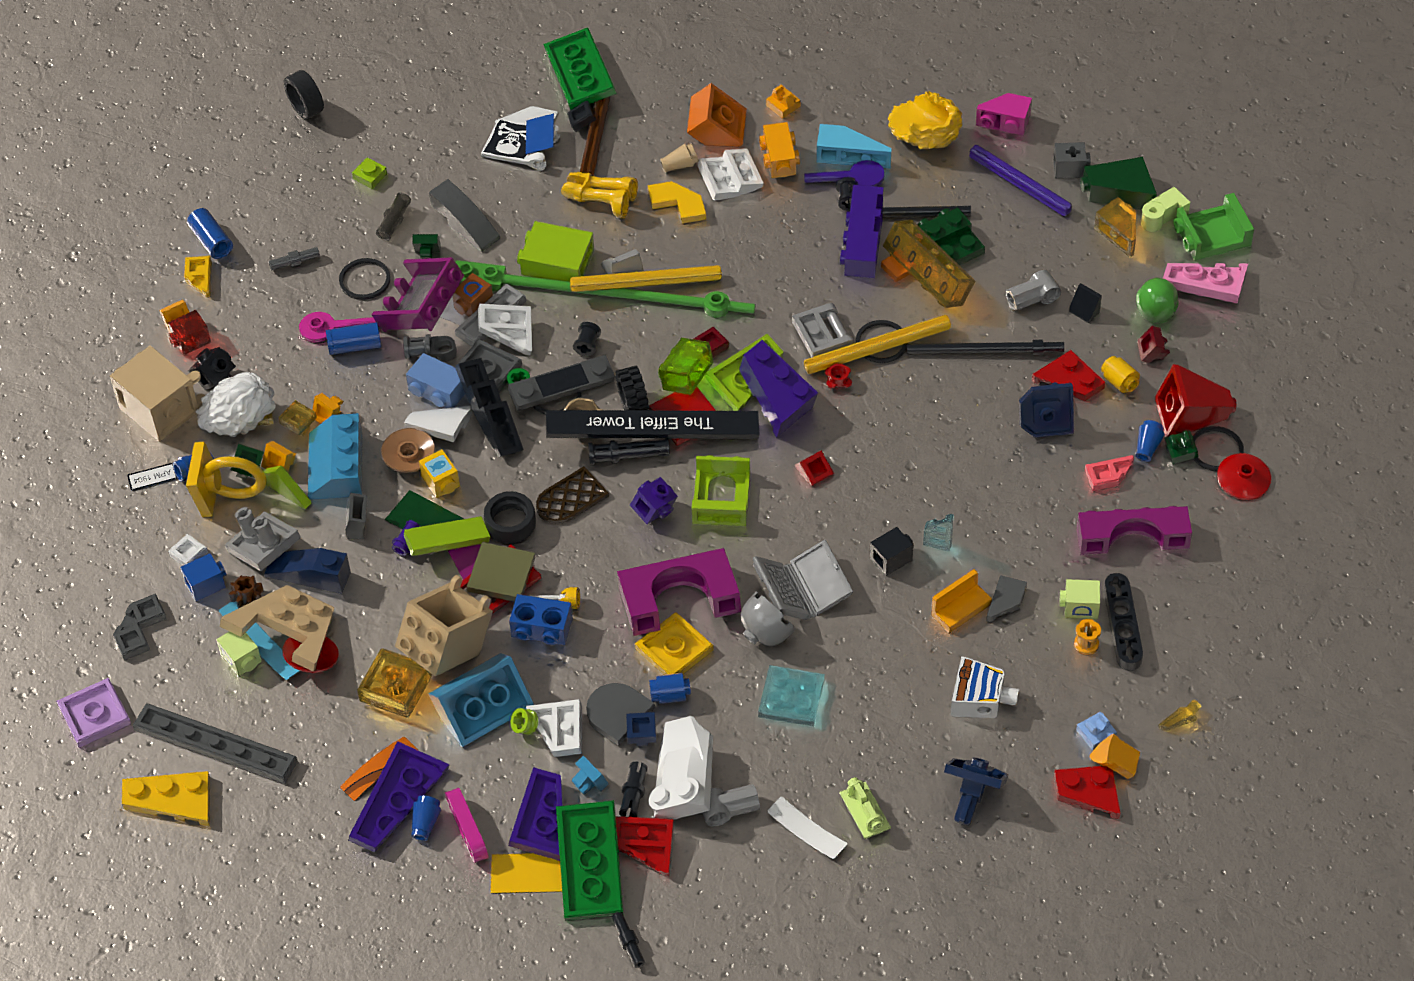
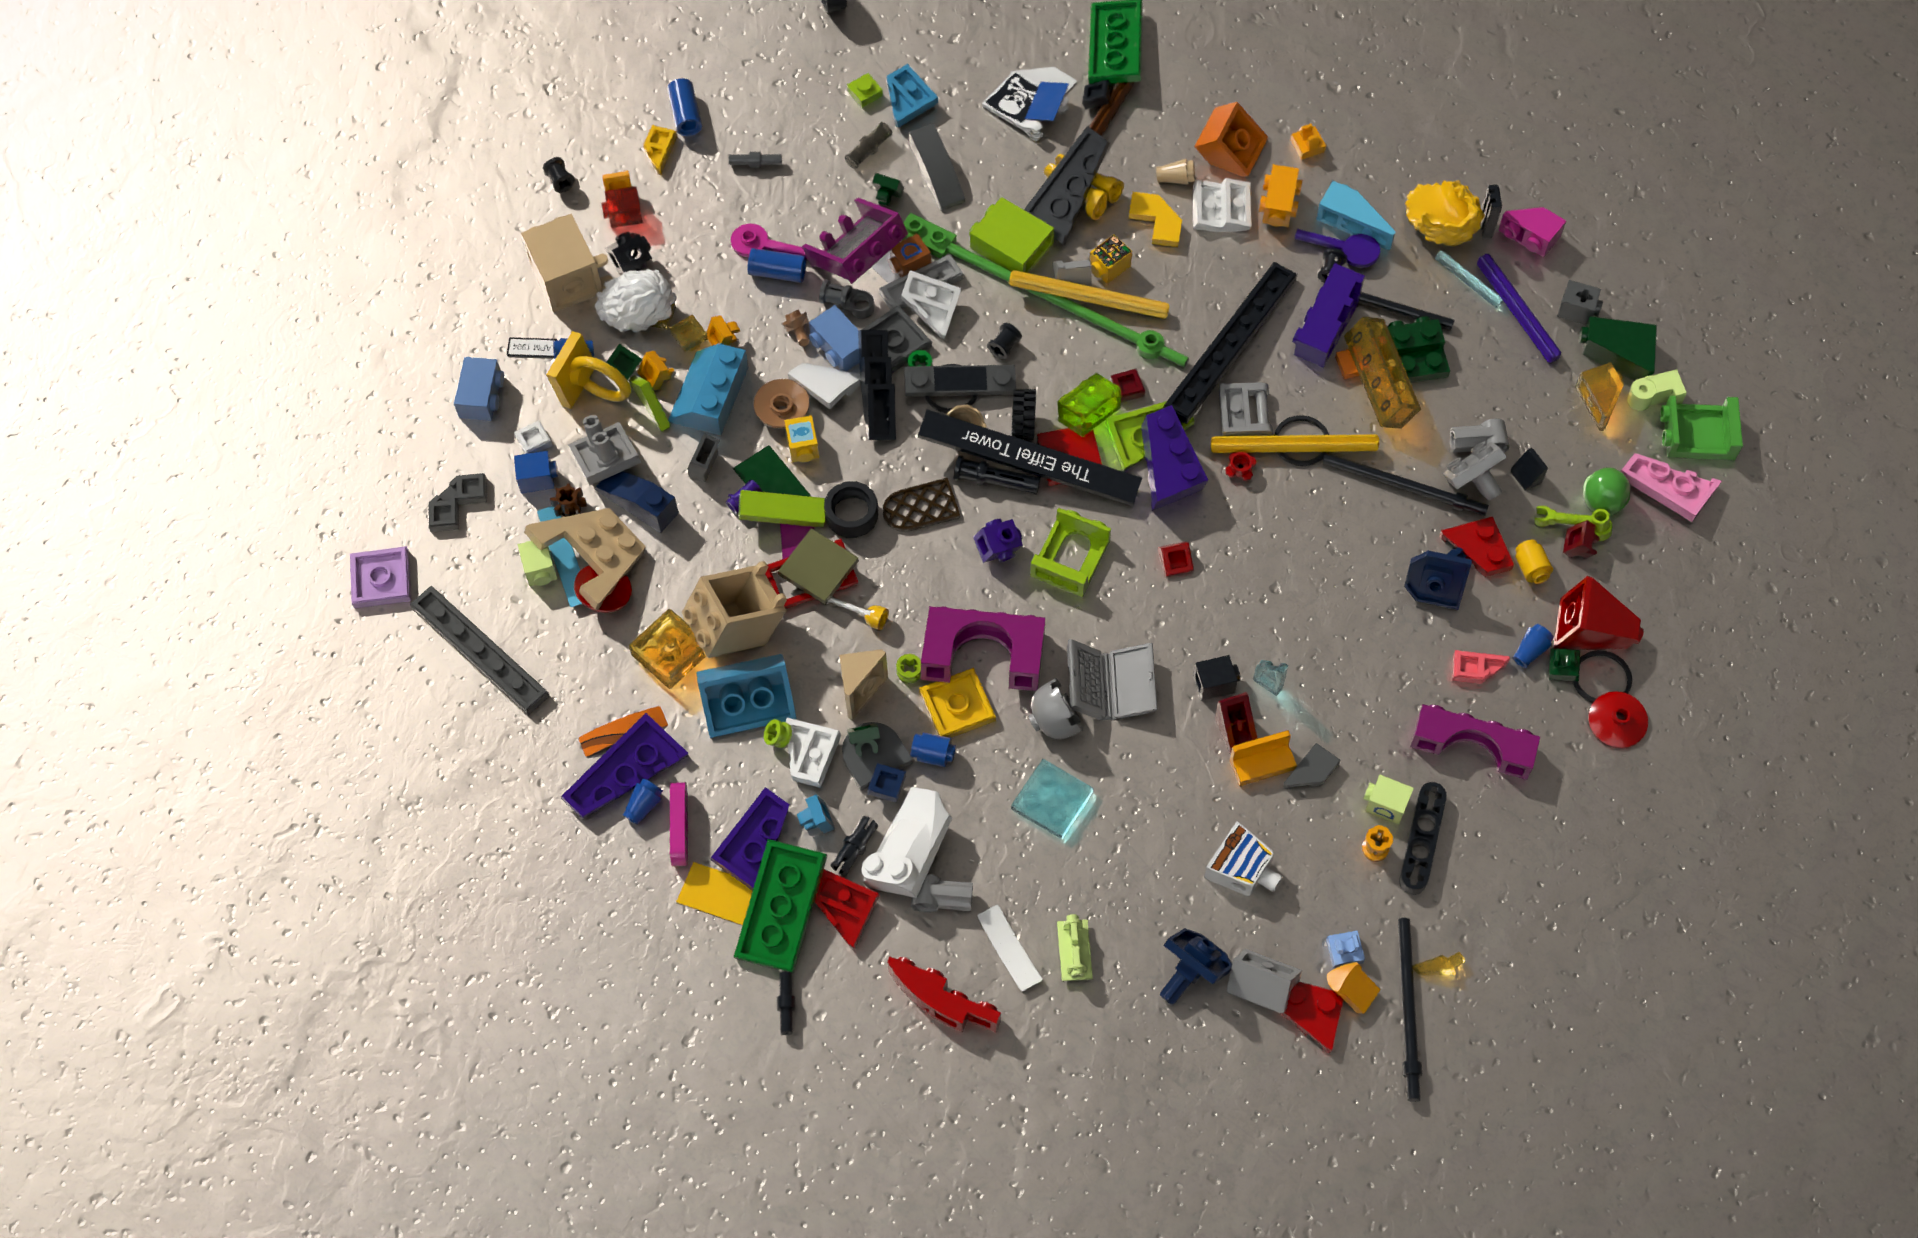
camera: 20 degrees right, 10 degrees up
(115, 323) = (556, 170): none -> black bush
(119, 524) = (478, 389): none -> medium blue piece
(172, 795) = (418, 690): yellow wing -> none
(364, 296) = (812, 183): black piece -> none
(391, 380) = (796, 322): none -> medium nougat plate
(412, 165) = (908, 95): none -> dark azure wing
(541, 614) = (842, 625): blue brick -> none
(580, 648) = (862, 677): none -> tan slope
(591, 192) = (1069, 183): none -> black wing
(604, 695) = (863, 735): none -> dark green tile
(615, 625) = (908, 676): none -> lime bush
(653, 244) = (1110, 259): none -> brick
(753, 887) = (930, 993): none -> red slope
(787, 277) = (1230, 341): none -> black tile
(923, 578) = (1235, 720): none -> dark red slope
(966, 103) = (1491, 208): none -> black tile
(968, 170) = (1469, 279): none -> clear light blue bar
(1038, 778) = (1262, 980): none -> light grey panel
(1043, 314) = (1477, 469): none -> light grey plate
(1161, 320) = (1599, 517): none -> lime brick
(1192, 802) = (1411, 1066): none -> black bar

